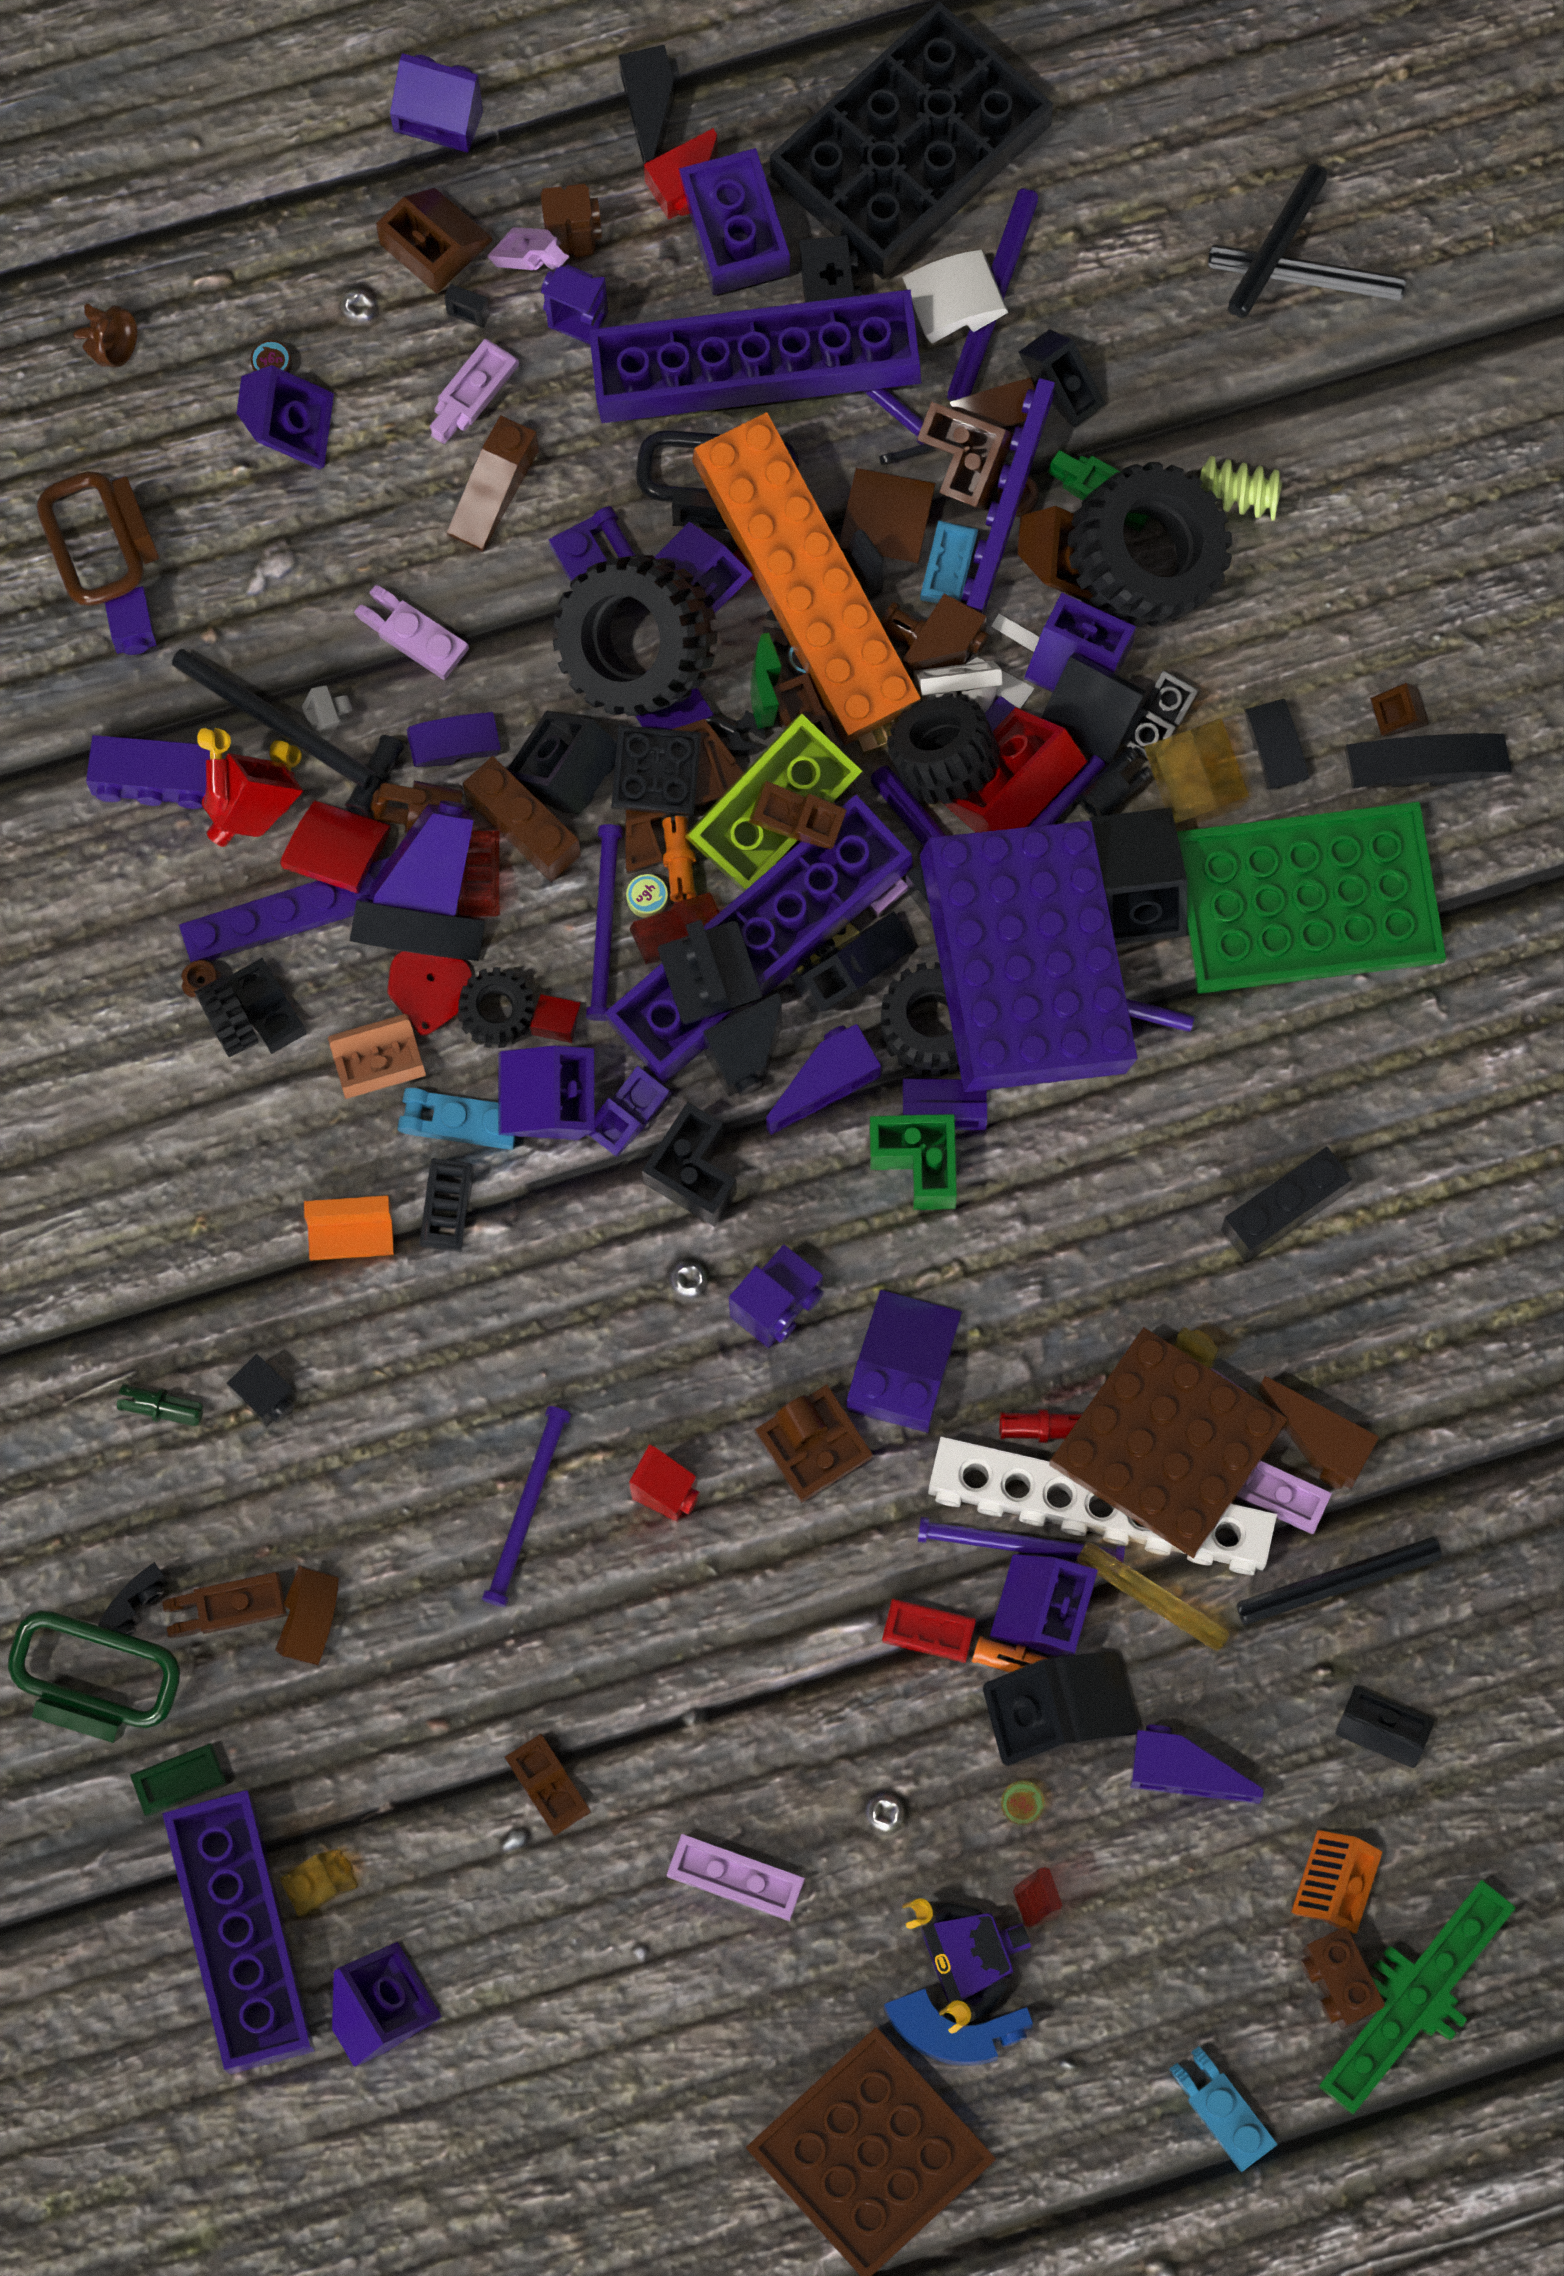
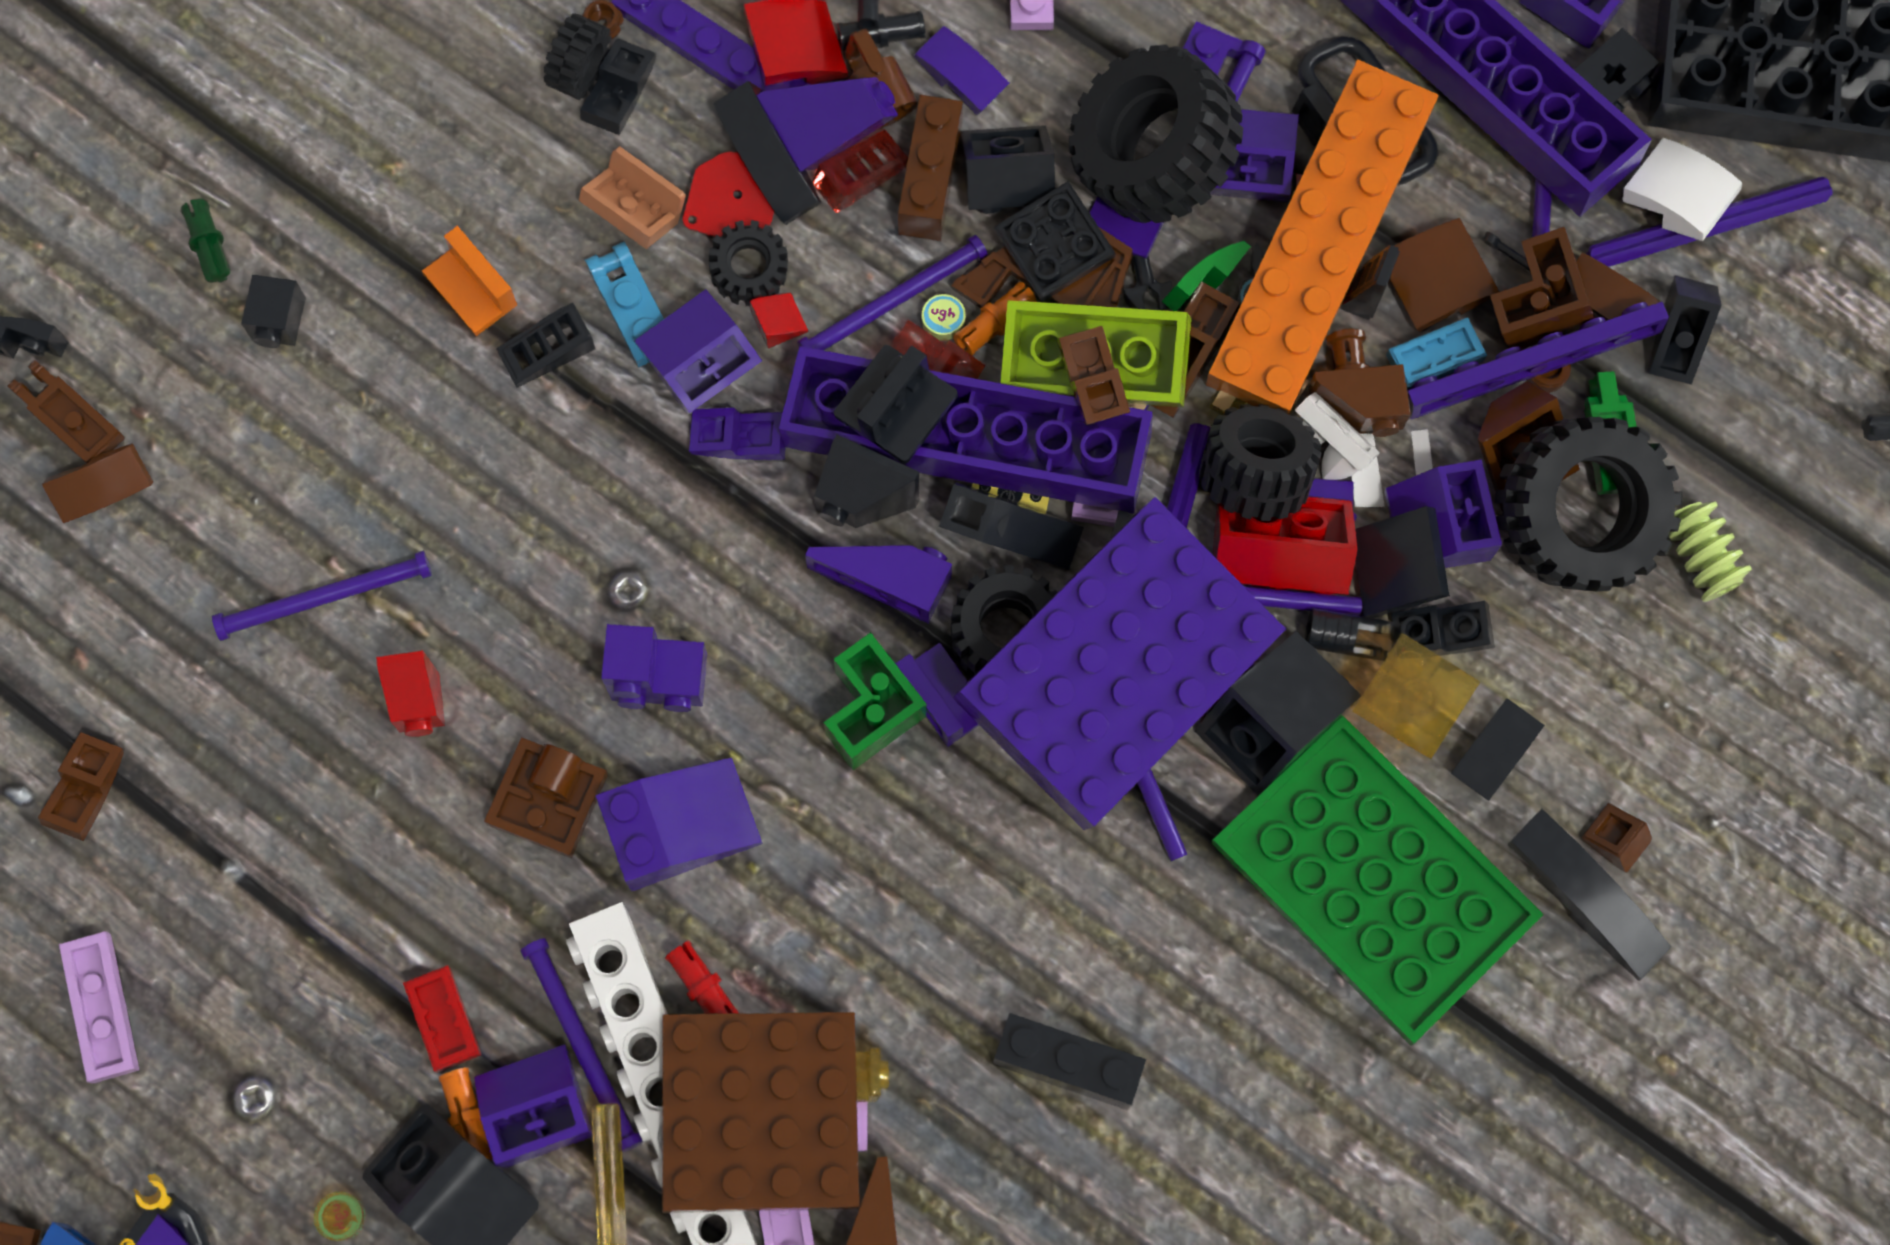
camera: 50 degrees right, 0 degrees up
(682, 1169) = (716, 506): black brick -> none

